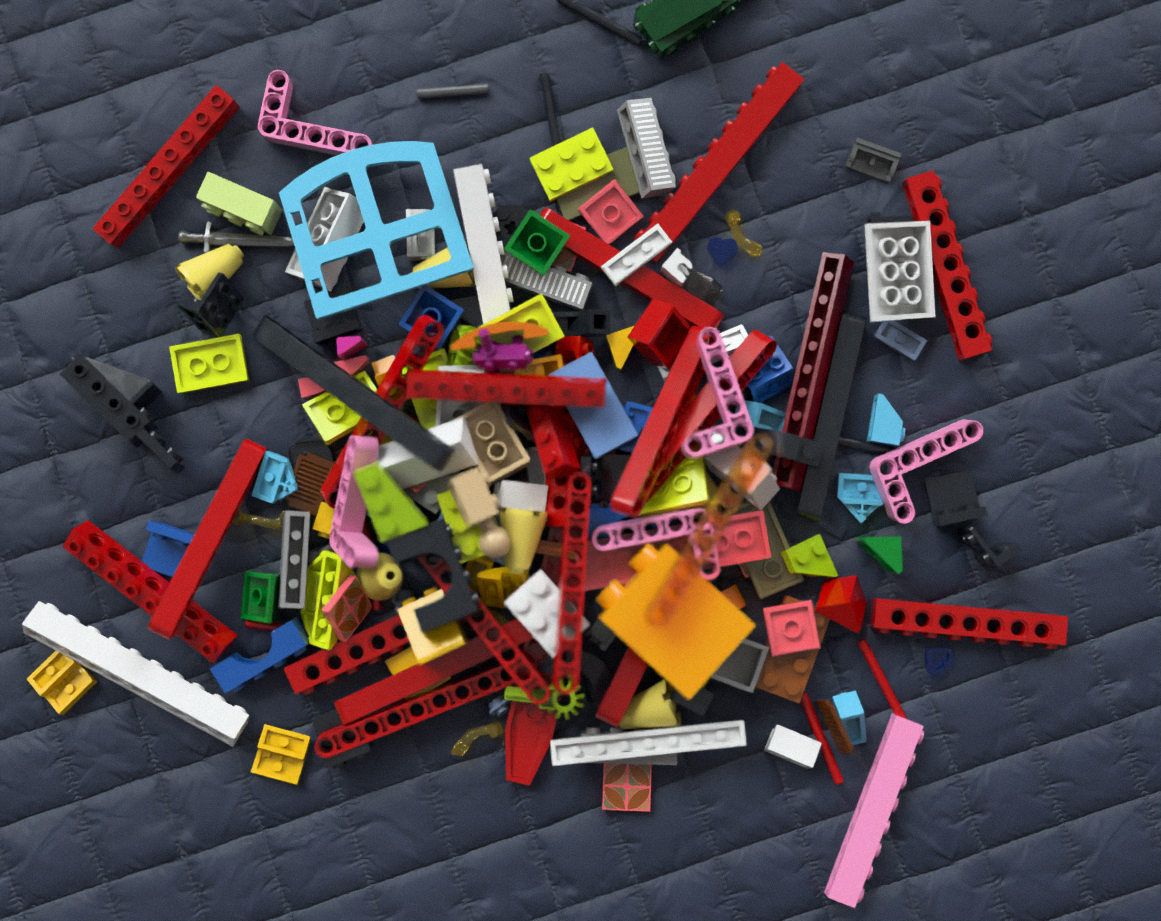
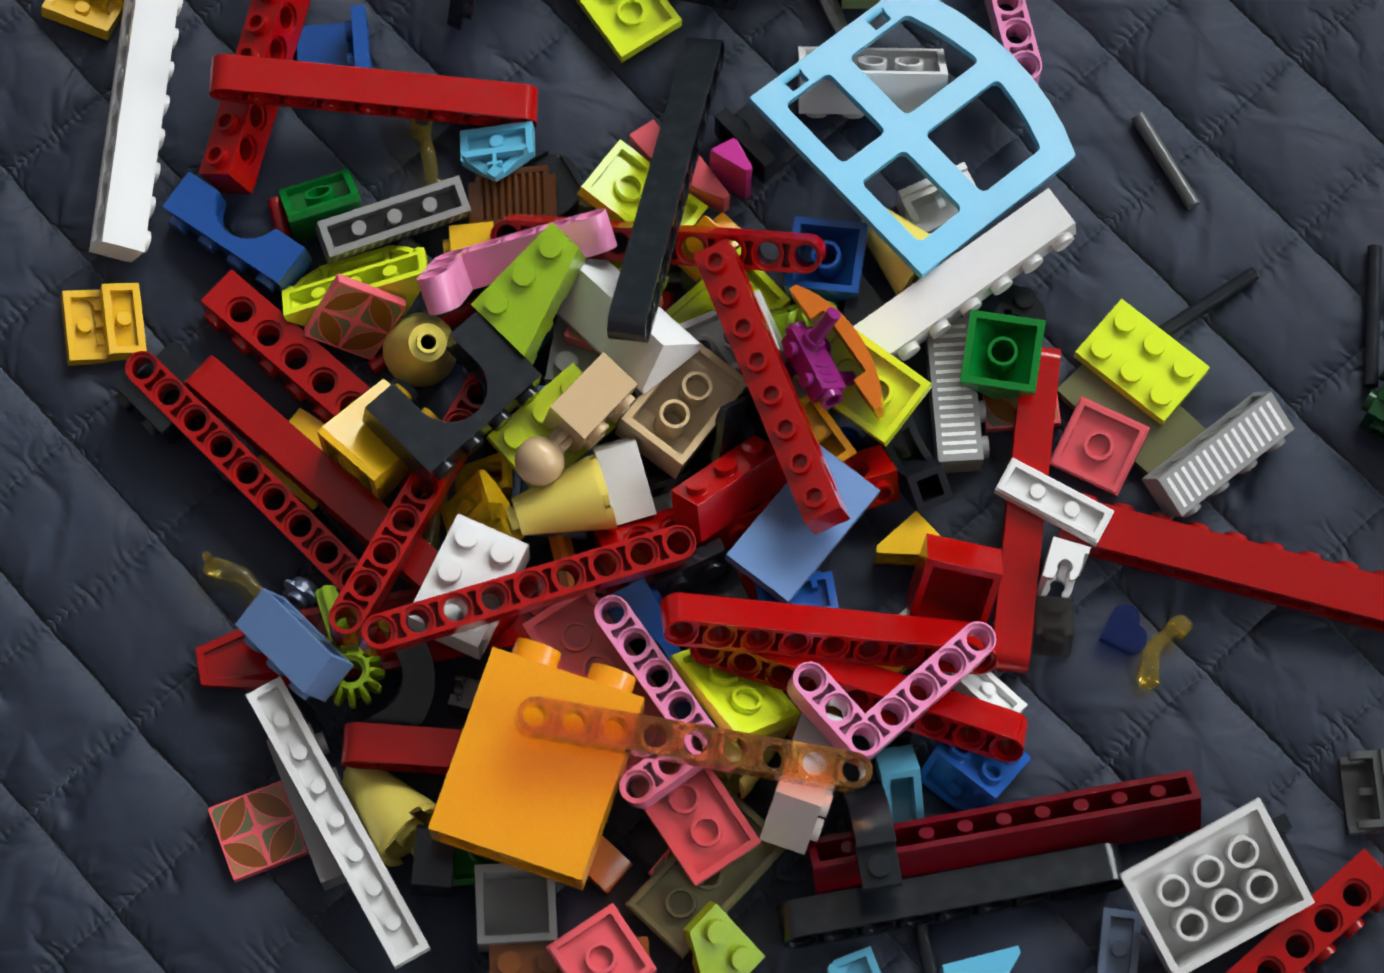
camera: 65 degrees right, 15 degrees down
(536, 726) = (293, 646): none -> medium blue brick

